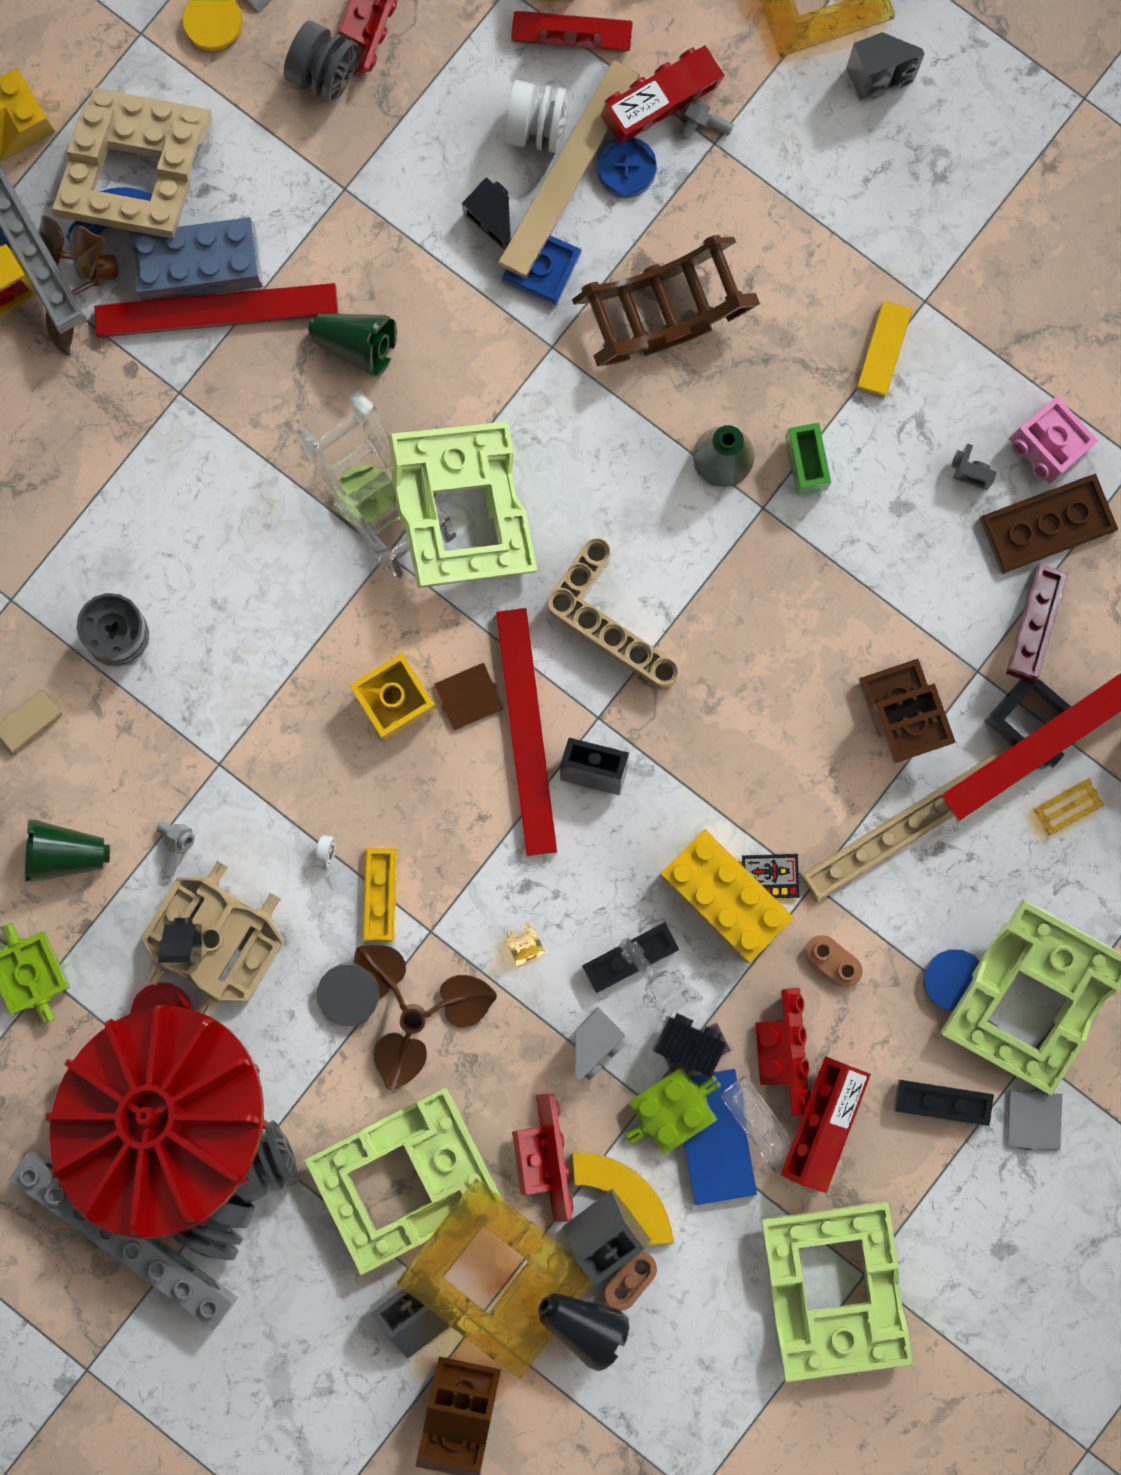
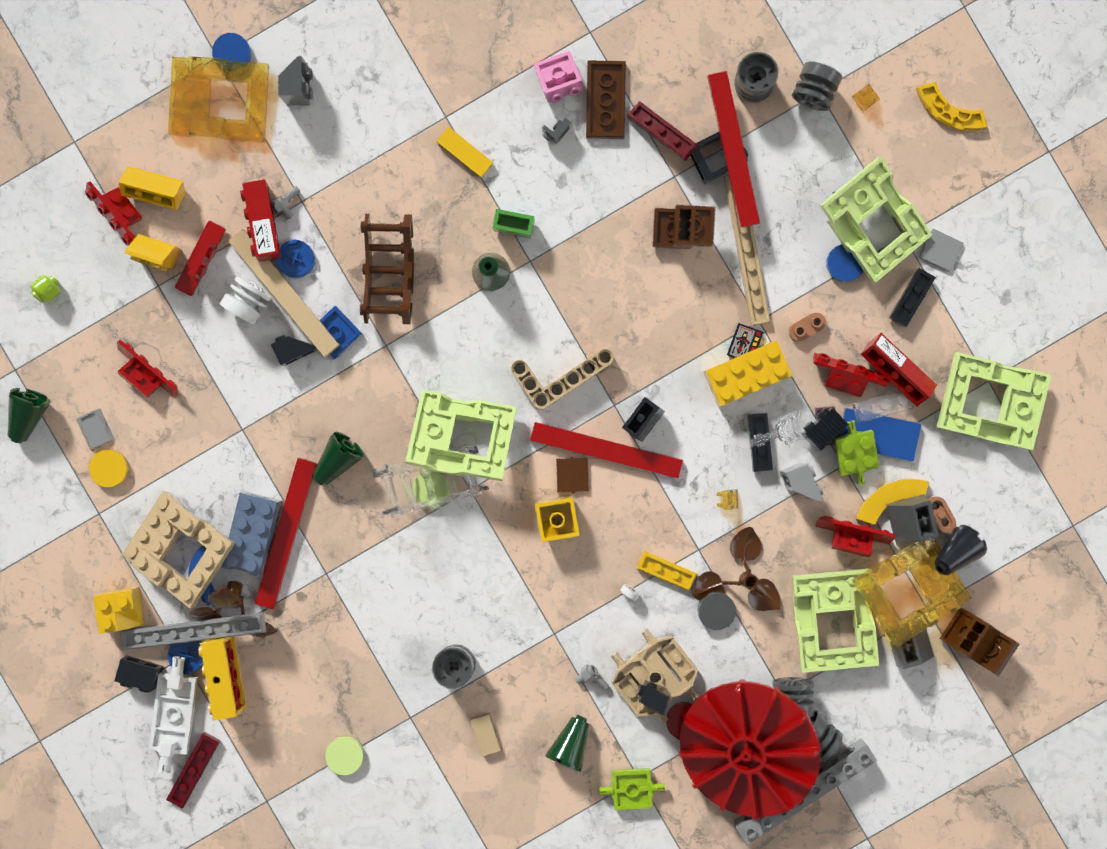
camera: 75 degrees left, 5 degrees up
(321, 61) = (161, 414): dark grey wheel -> none
(1091, 794) = (771, 140): clear yellow tile -> none

